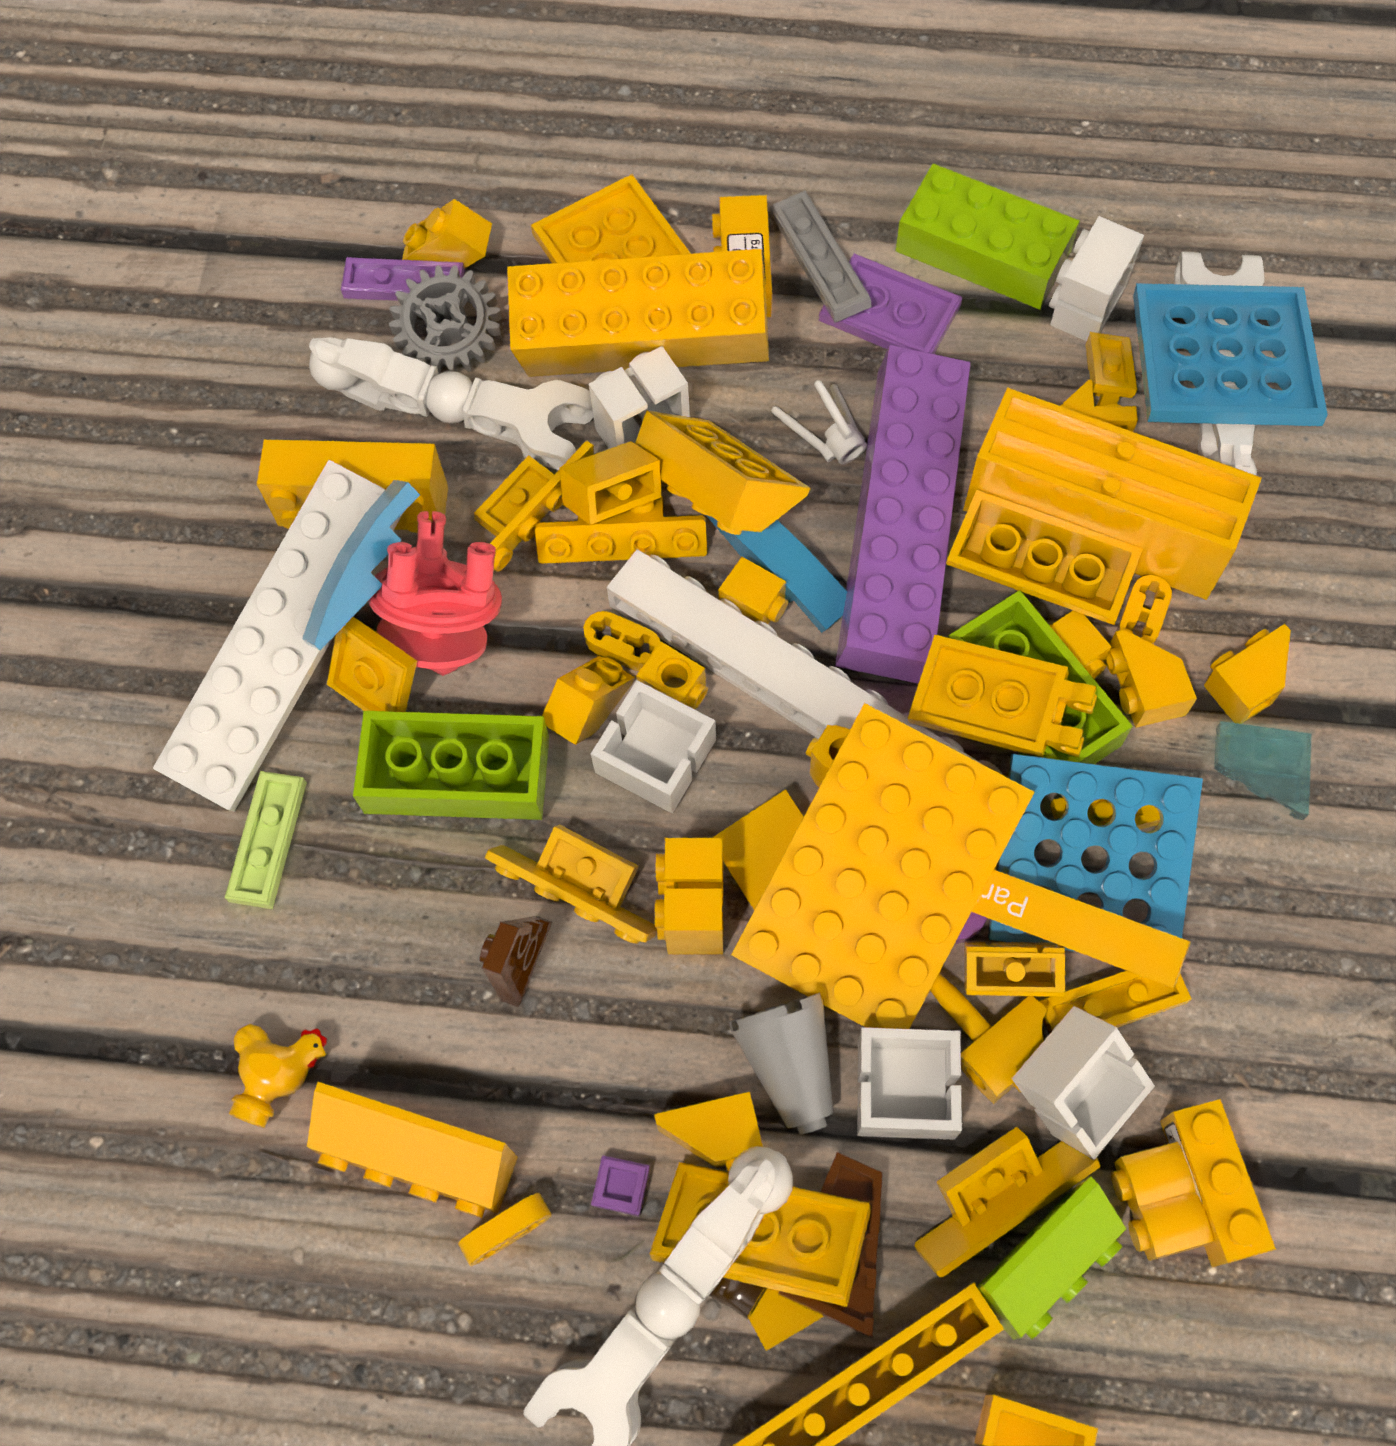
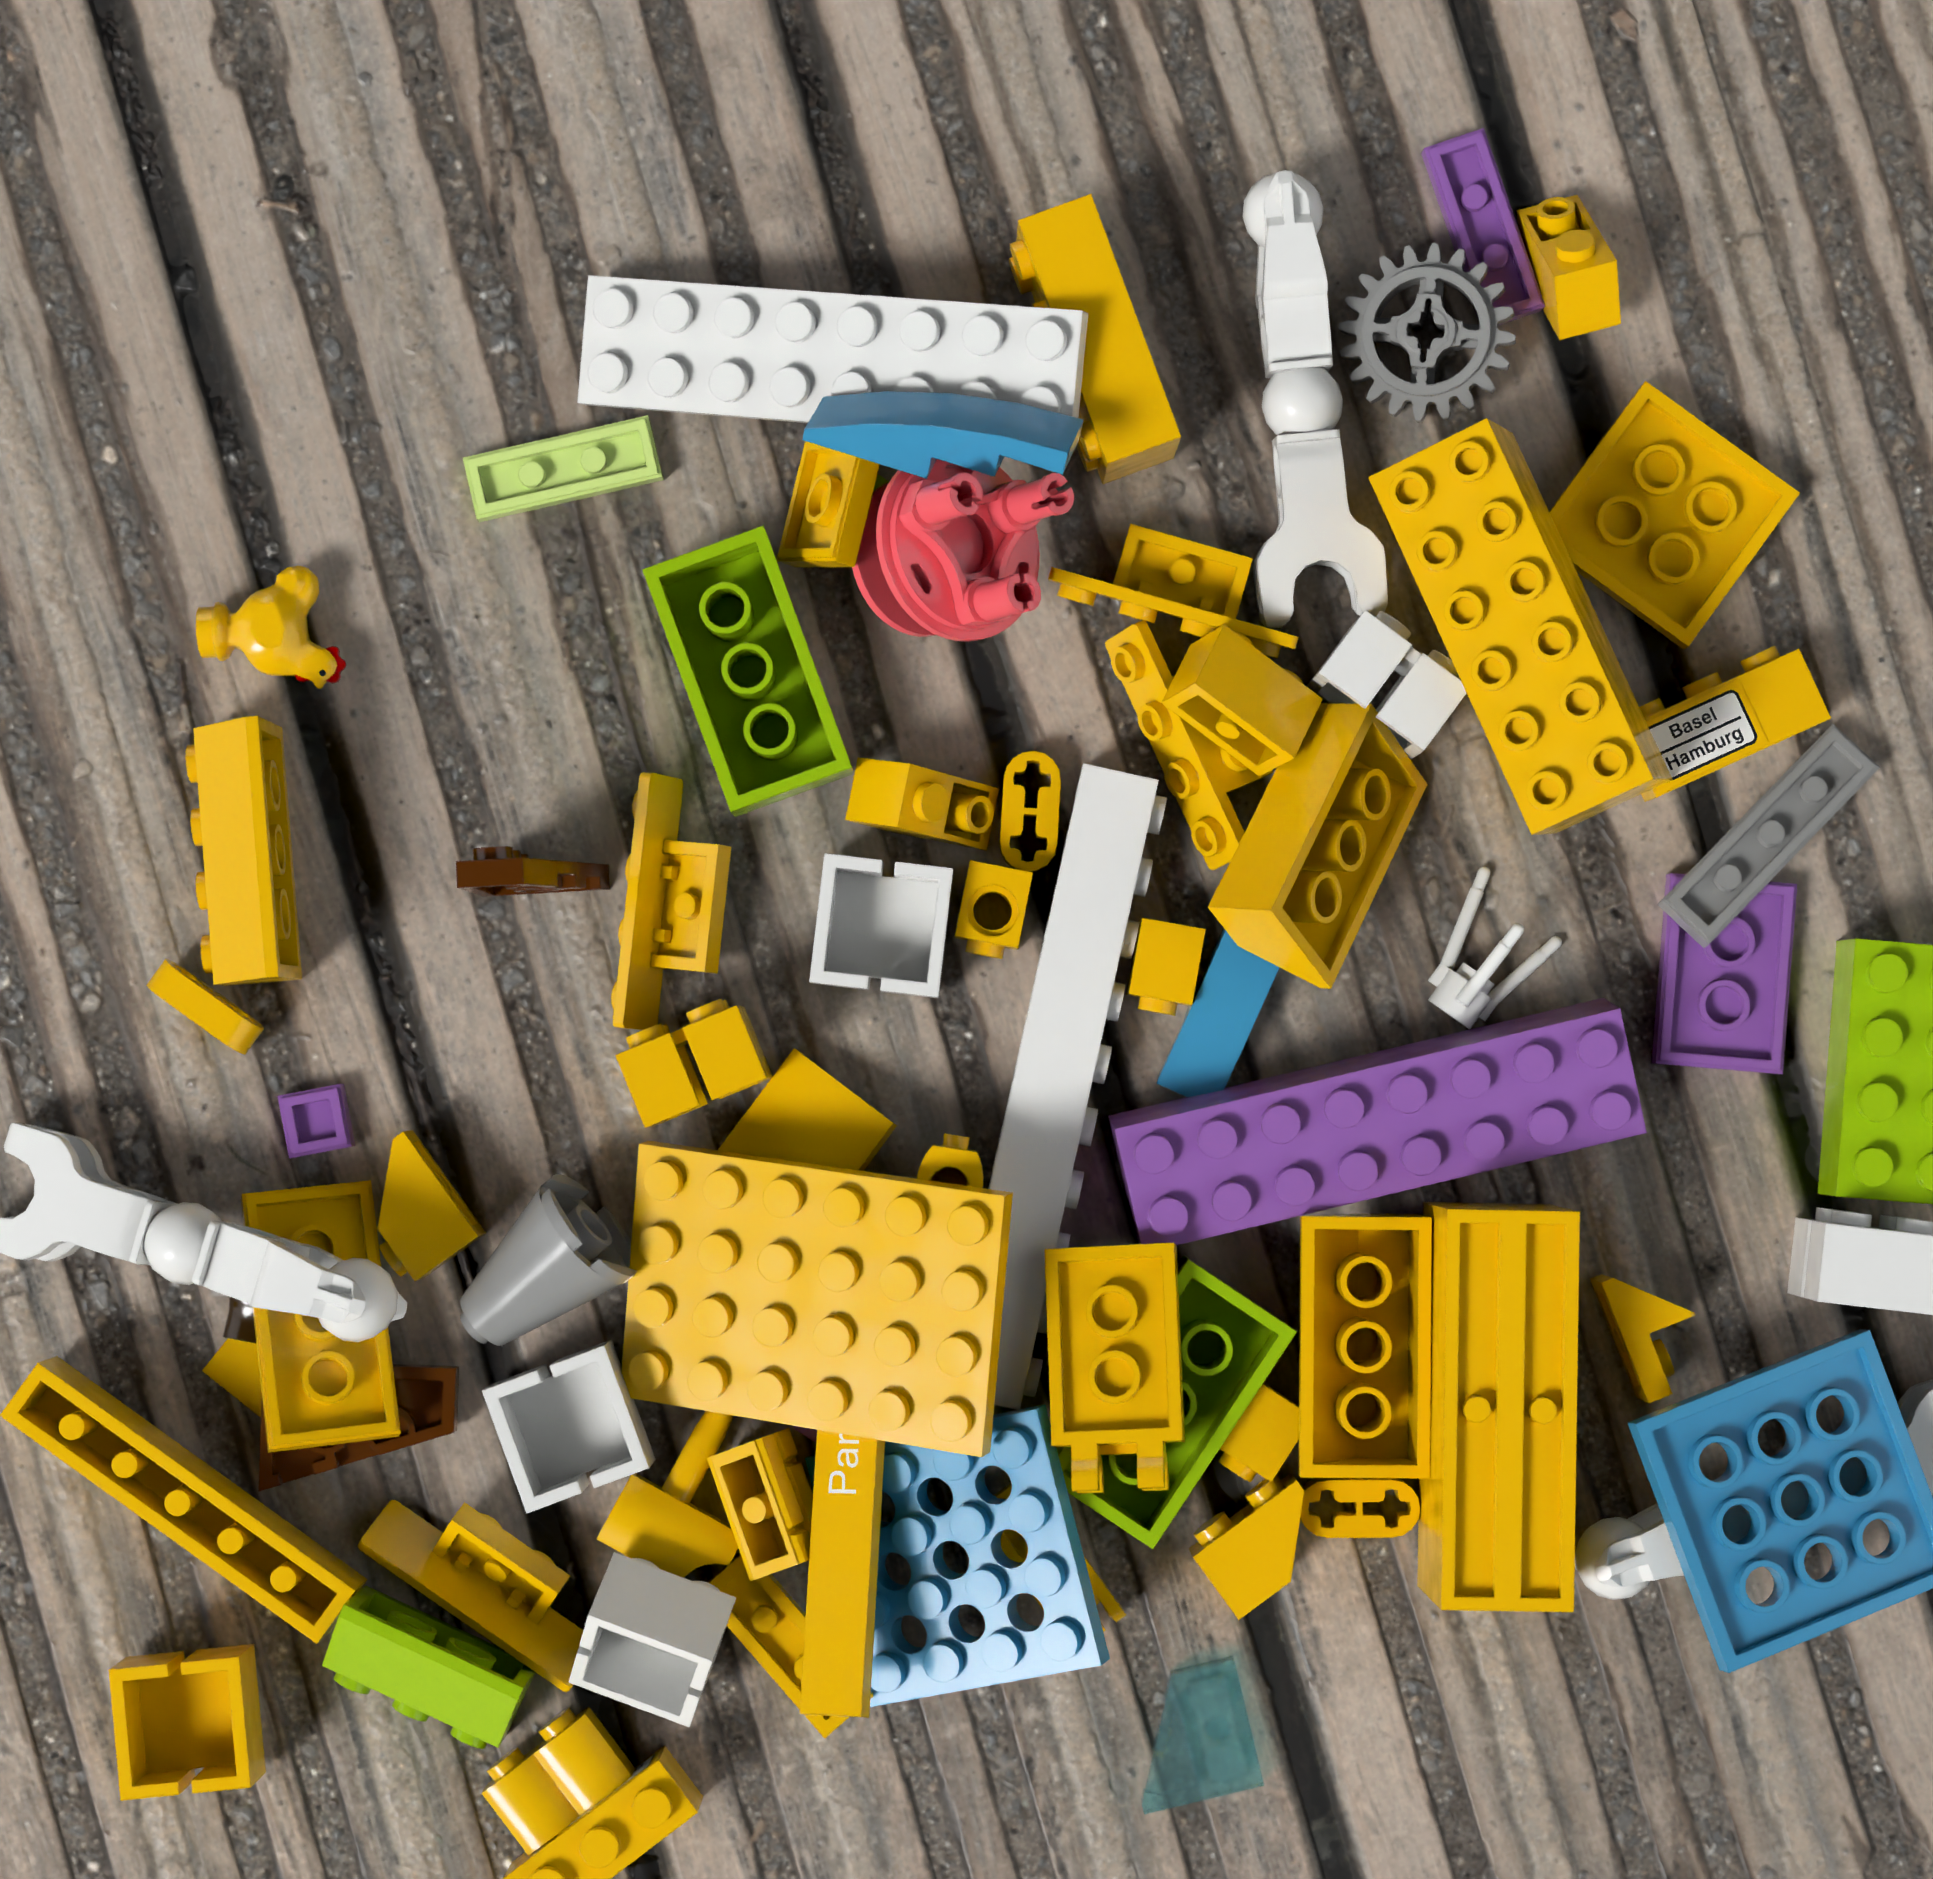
camera: 60 degrees right, 20 degrees up
(1110, 367) = (1738, 1333): yellow plate -> none
(1253, 677) = (1315, 1685): yellow slope -> none

